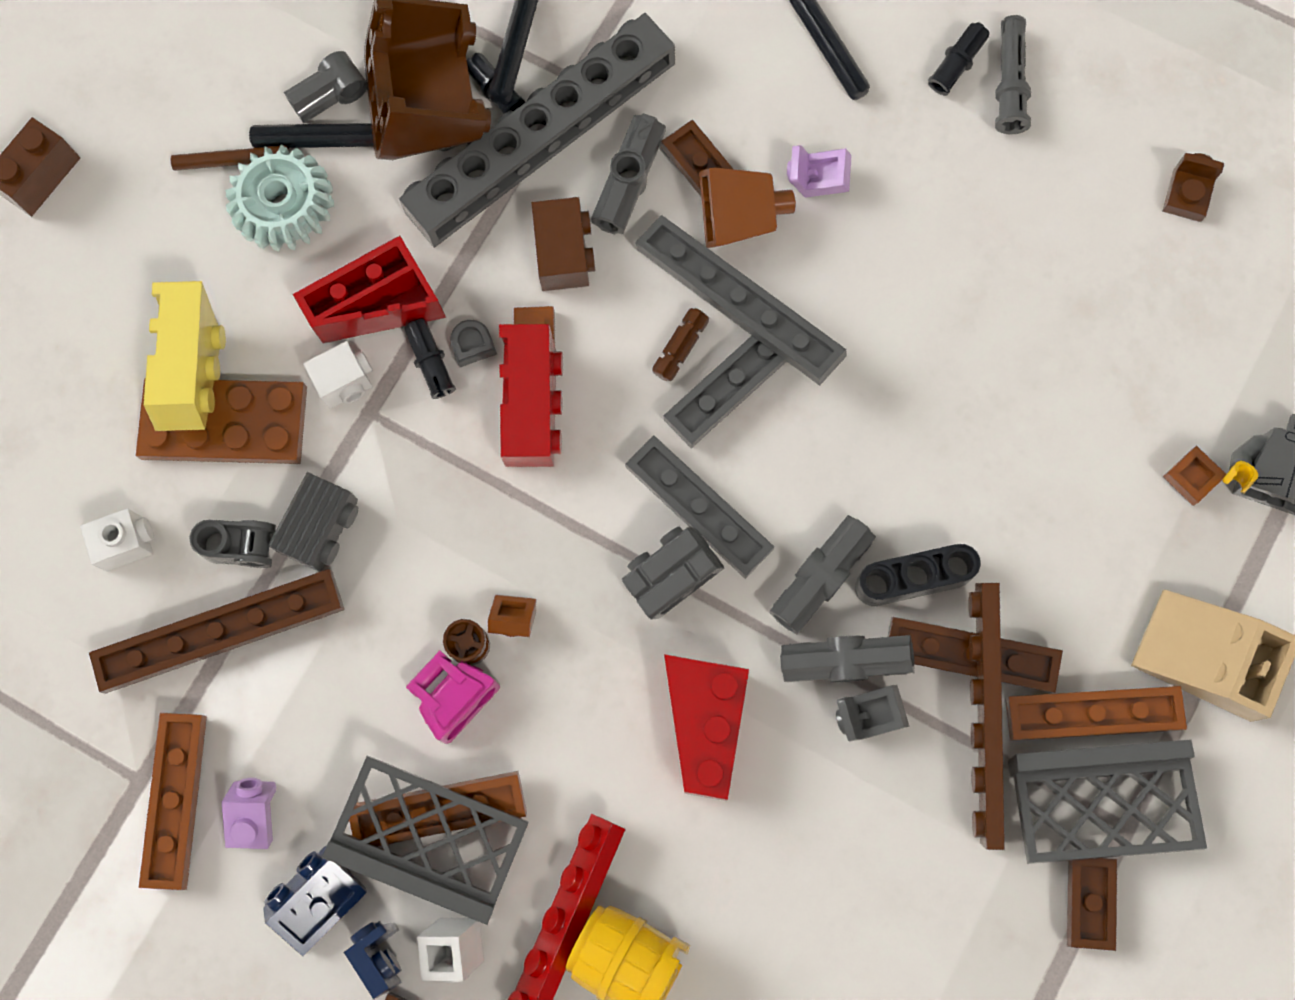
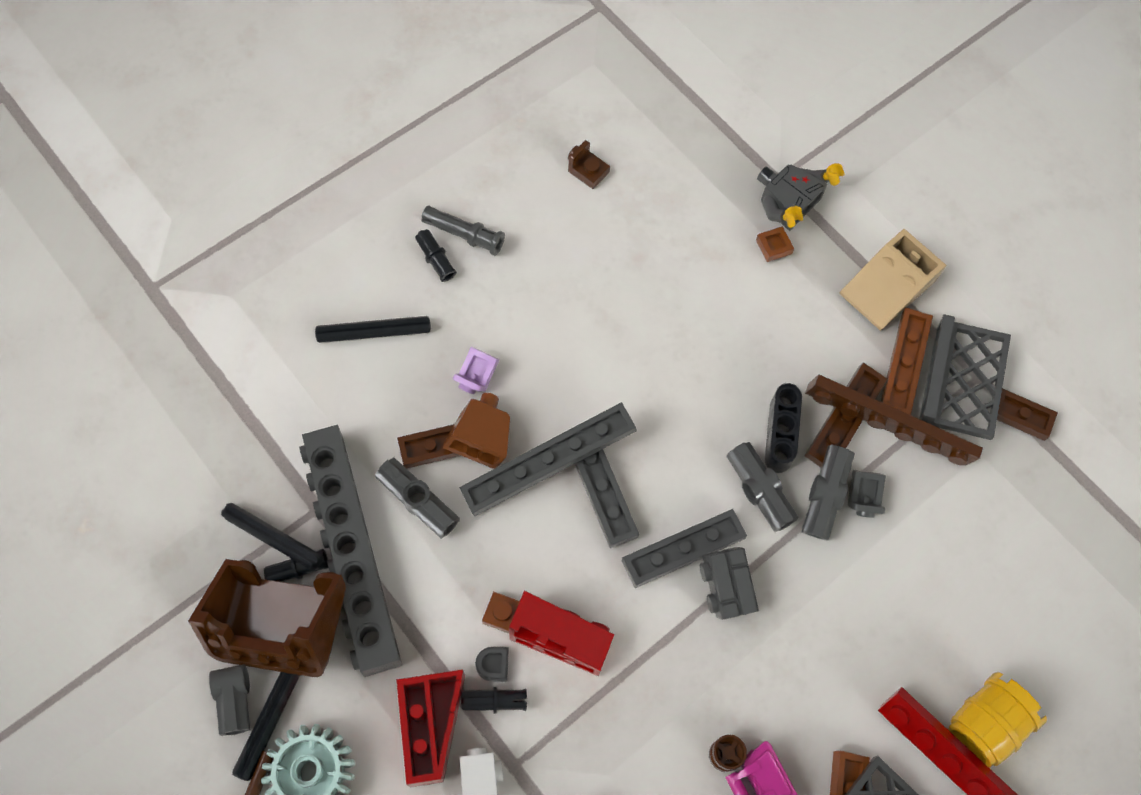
camera: 80 degrees left, 10 degrees down
(512, 616) = (718, 711): dark orange plate -> none
(561, 243) = (448, 565): reddish brown brick -> none
(680, 344) = (560, 514): reddish brown axle -> none
(707, 721) = (843, 602): red wedge -> none

